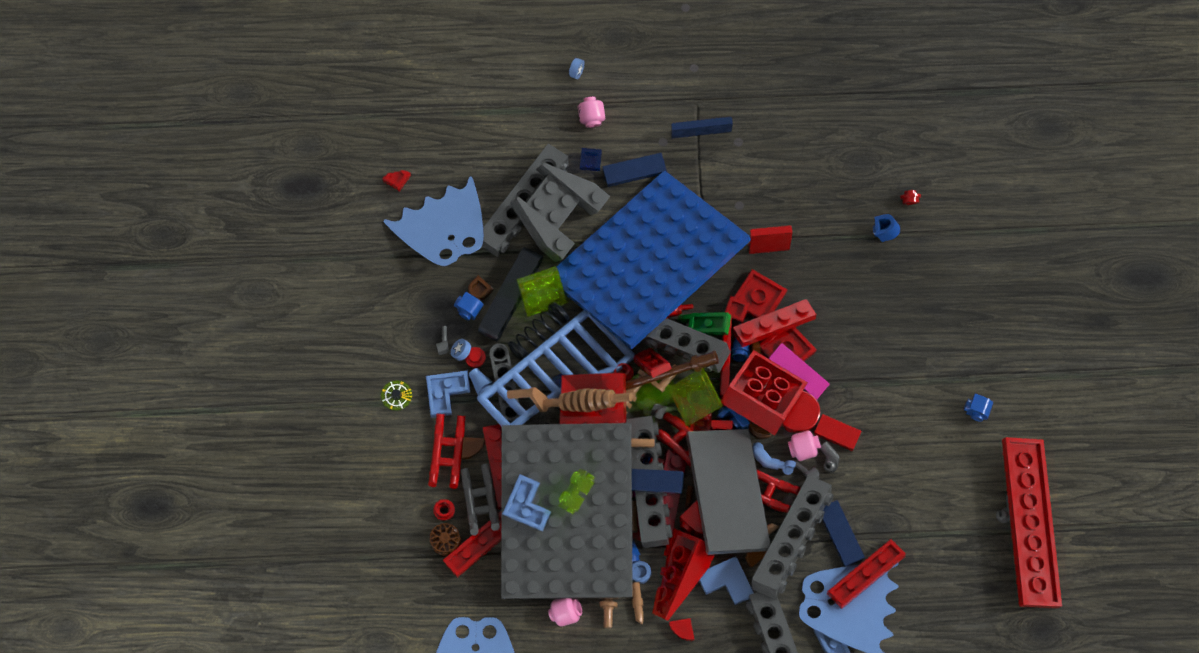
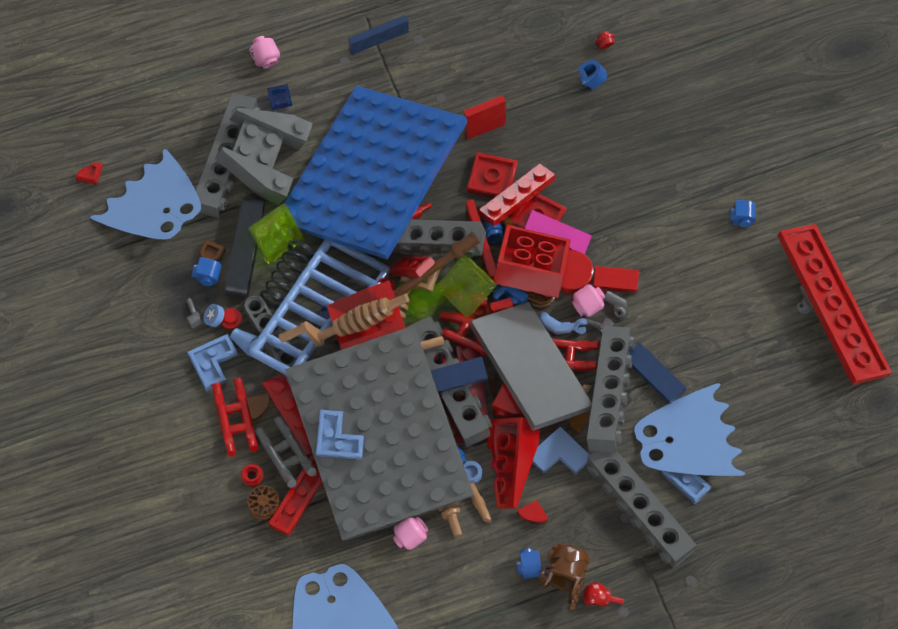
camera: 20 degrees left, 5 degrees down
(396, 395) = (163, 380): clear neon green piece -> none
(576, 68) = (234, 16): medium blue tile -> none
(579, 482) = (378, 415): clear neon green hinge -> none
(634, 169) = (325, 94): dark blue tile -> none
(659, 410) = (434, 311): dark grey hand -> none
(708, 323) = (459, 210): green hinge -> none
(737, 308) = (475, 192): red tile -> none
(866, 573) = (693, 402): red tile -> none

